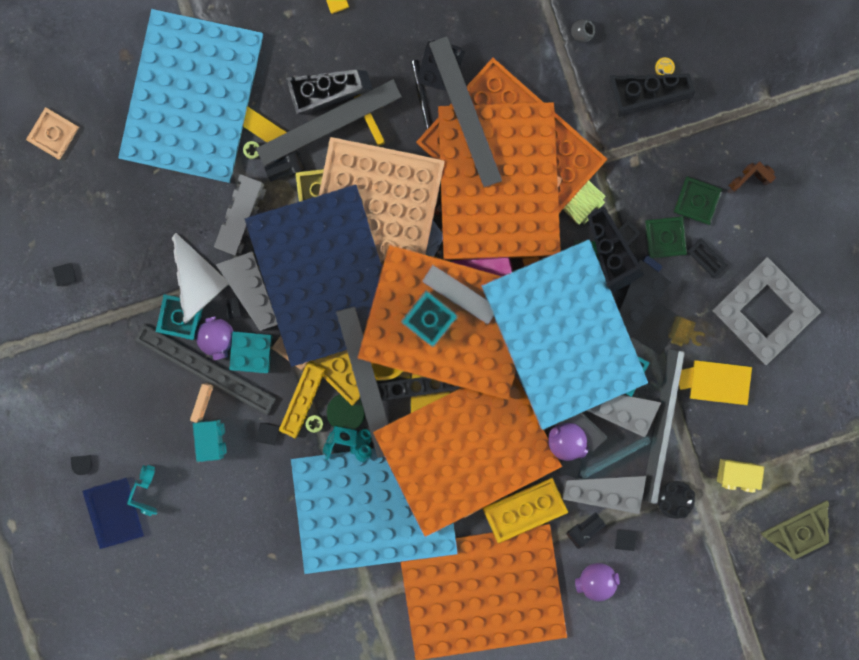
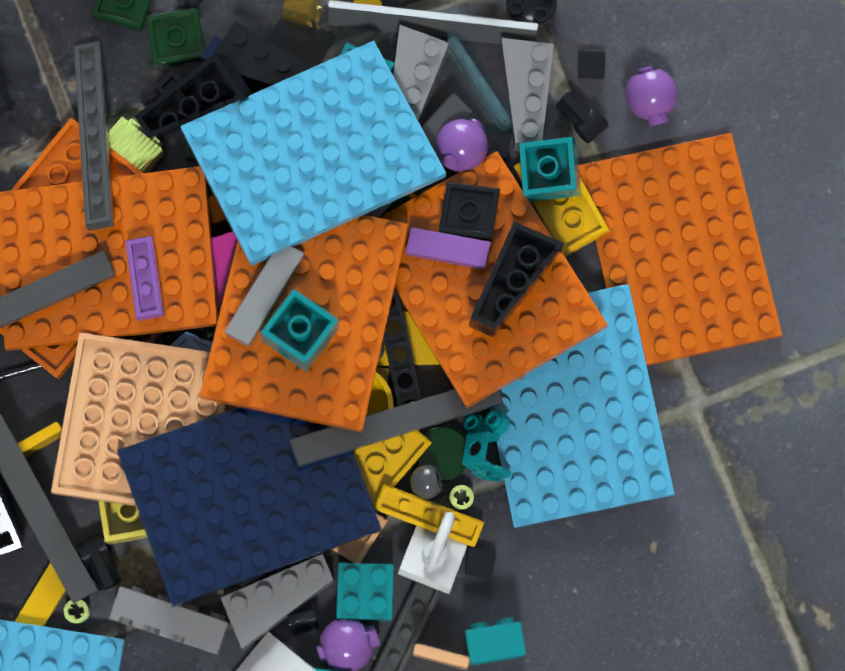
camera: 90 degrees left, 10 degrees down
(272, 401) = (433, 556): none -> white tile
(324, 400) = (426, 482): none -> dark grey piece
(462, 472) = (516, 271): none -> black wedge
(479, 209) = (145, 278): none -> medium lavender tile
(488, 427) = (448, 248): none -> medium lavender tile
(515, 444) = (469, 211): none -> black tile
(543, 504) = (550, 169): none -> teal brick
(590, 175) = (93, 136): none -> dark grey tile

